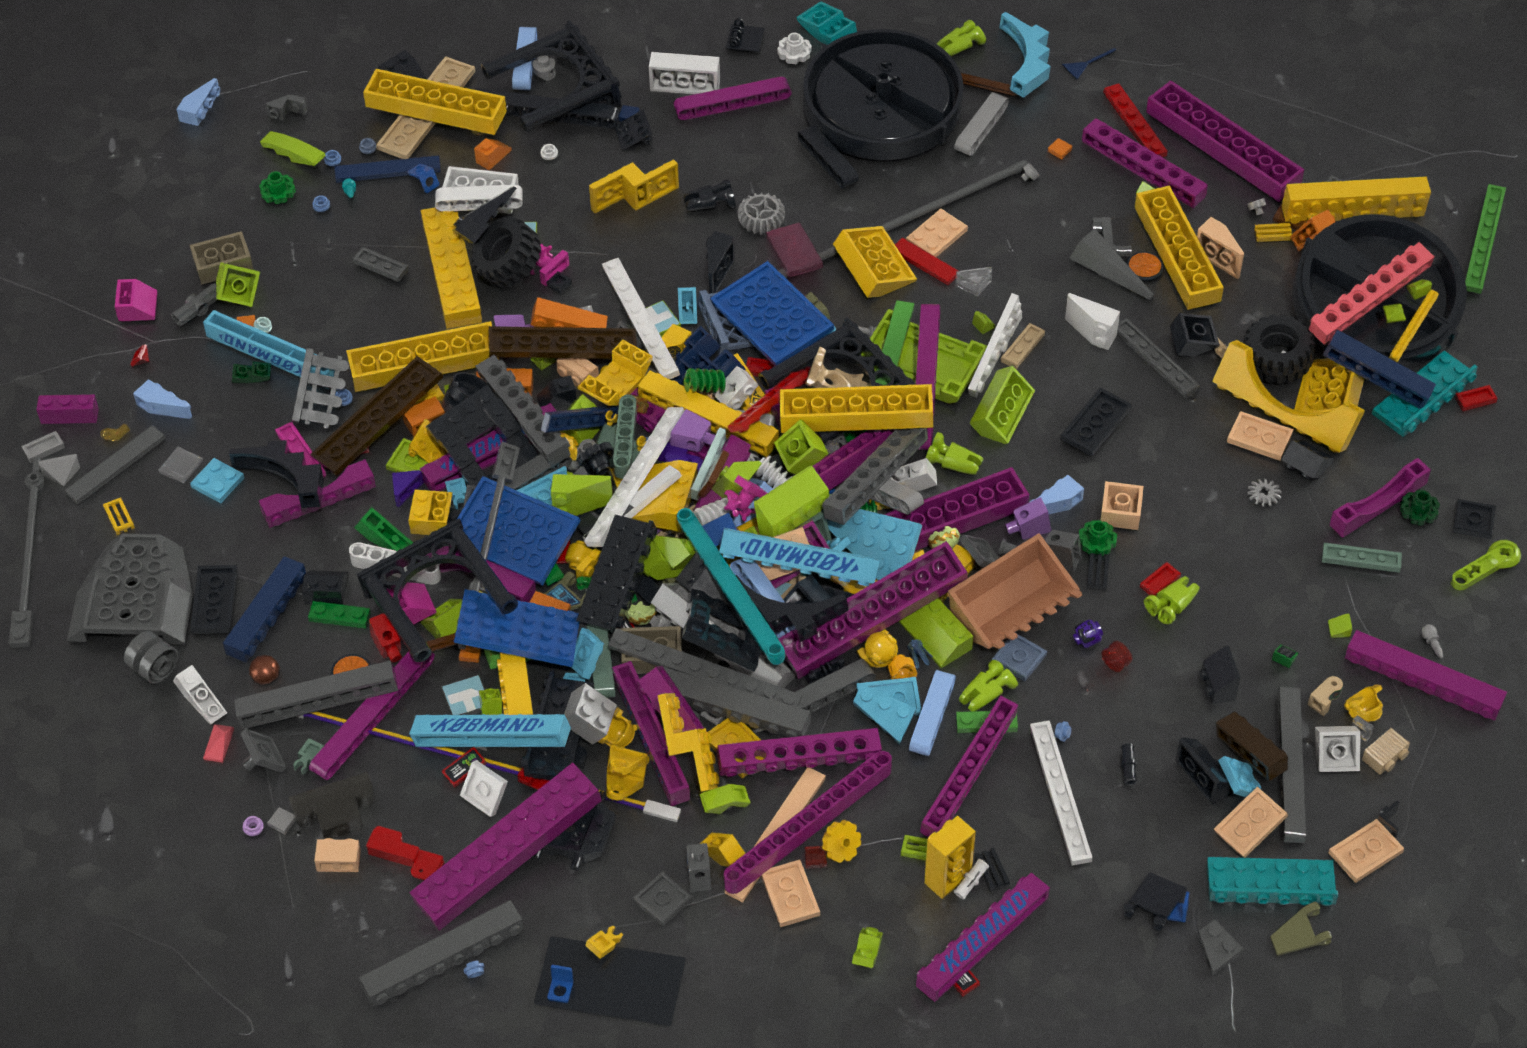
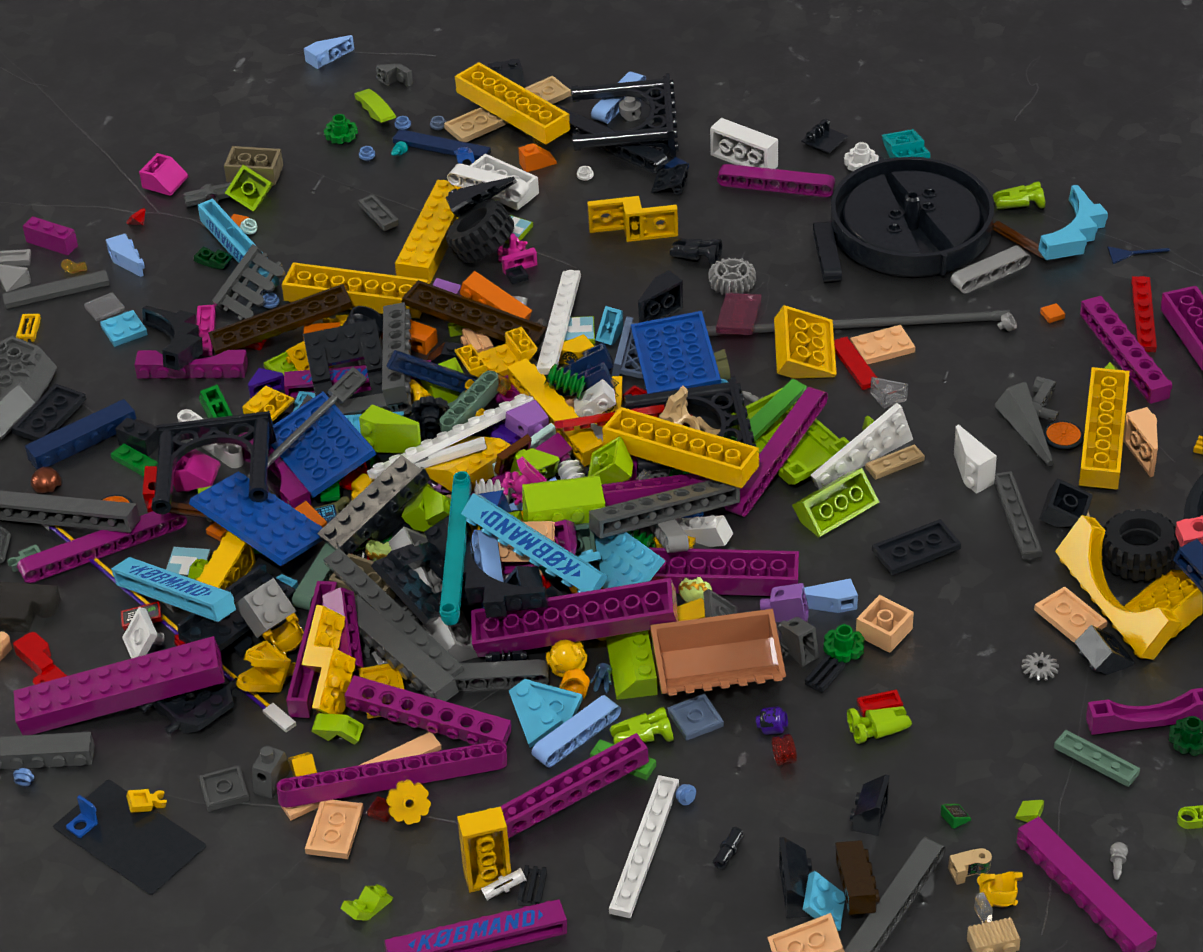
camera: 30 degrees right, 10 degrees down
(586, 653) = (308, 559): medium azure plate -> none
(955, 458) = (756, 527): lime piece -> none
(1337, 748) = (945, 916): white slope -> none

